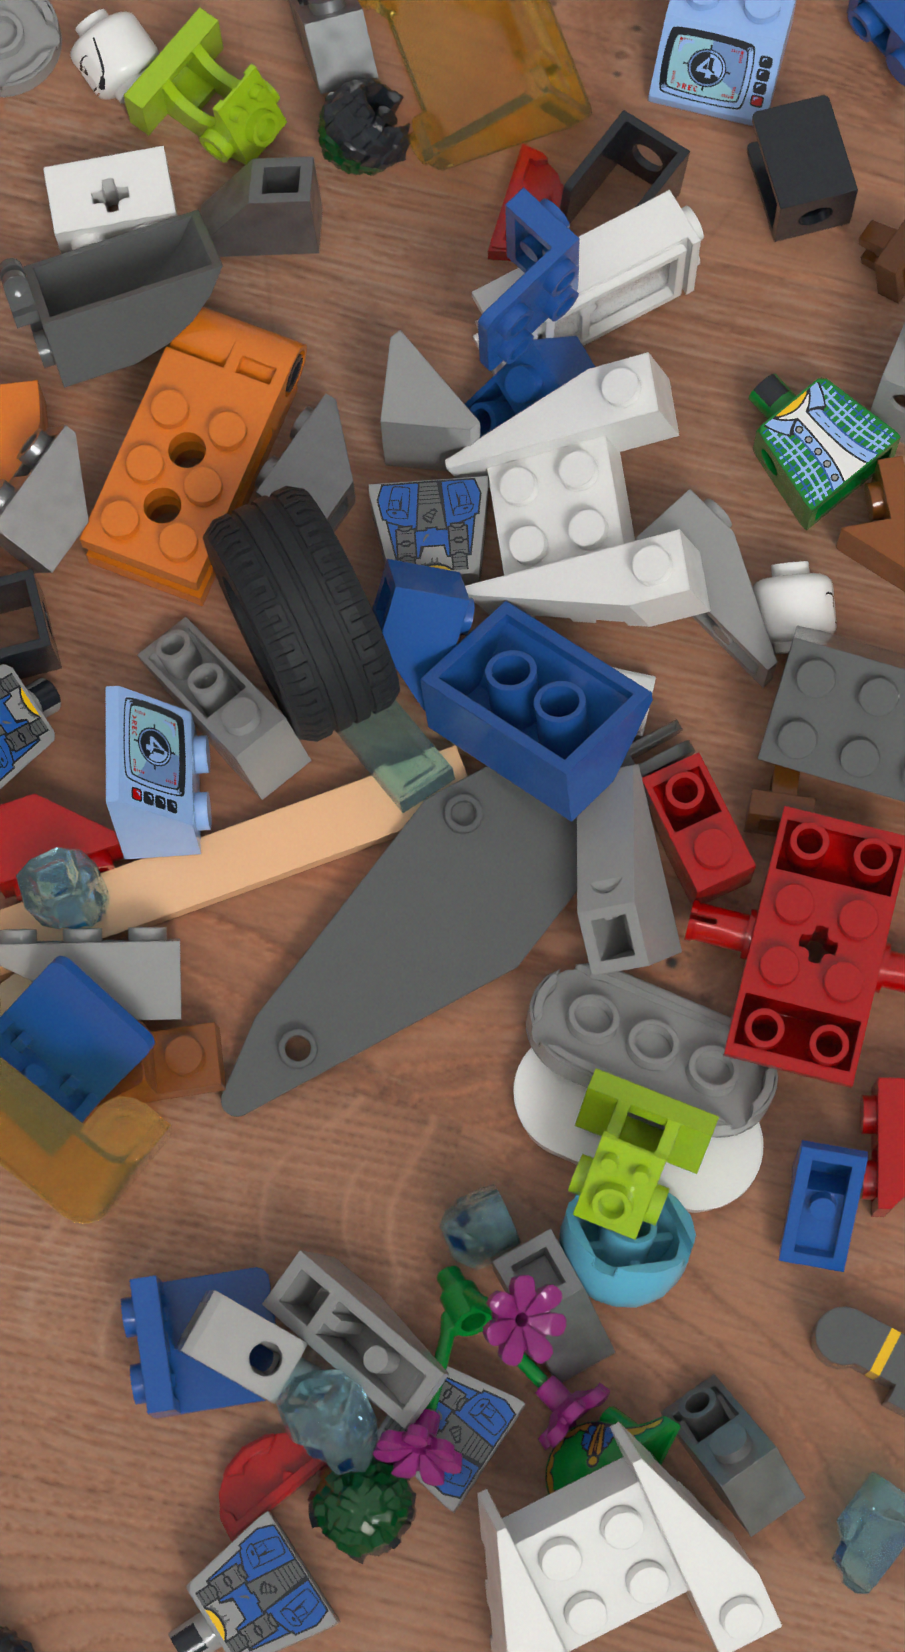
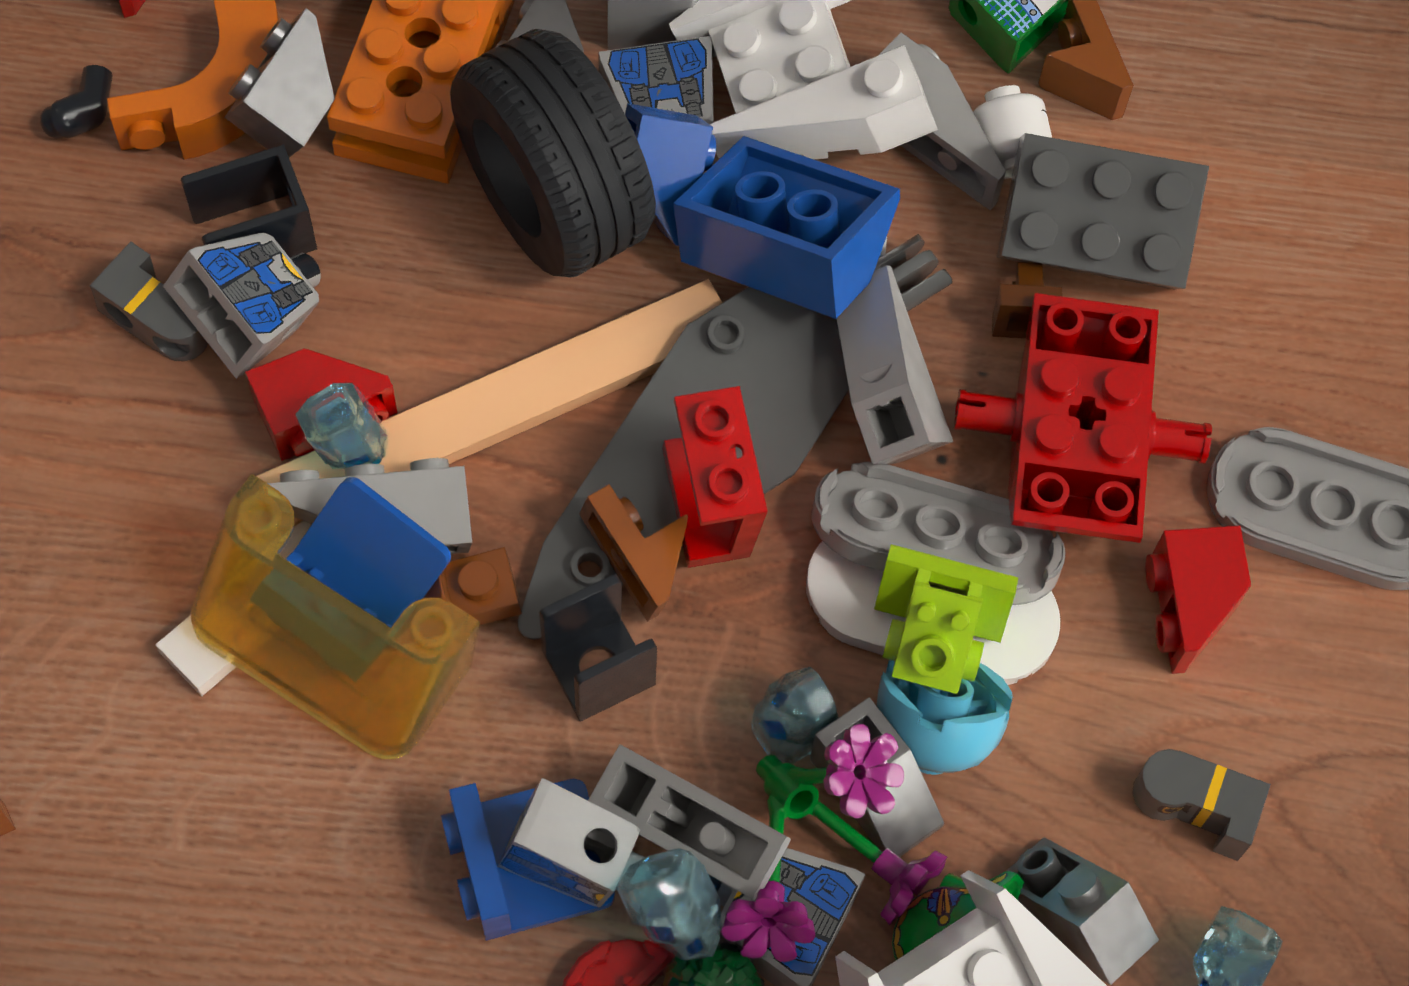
camera: 15 degrees left, 10 degrees down
(154, 776) = (423, 322): light blue slope -> none
(226, 708) = (485, 265): light grey slope -> none
(287, 1111) = (589, 623): none -> black piece
(352, 1059) = (642, 564): none -> dark orange slope
(398, 756) = (652, 288): clear light blue tile -> none
(420, 953) = (710, 482): none -> red window
(698, 830) = (955, 330): red slope -> none
(822, 1205) = (1128, 655): blue slope -> none

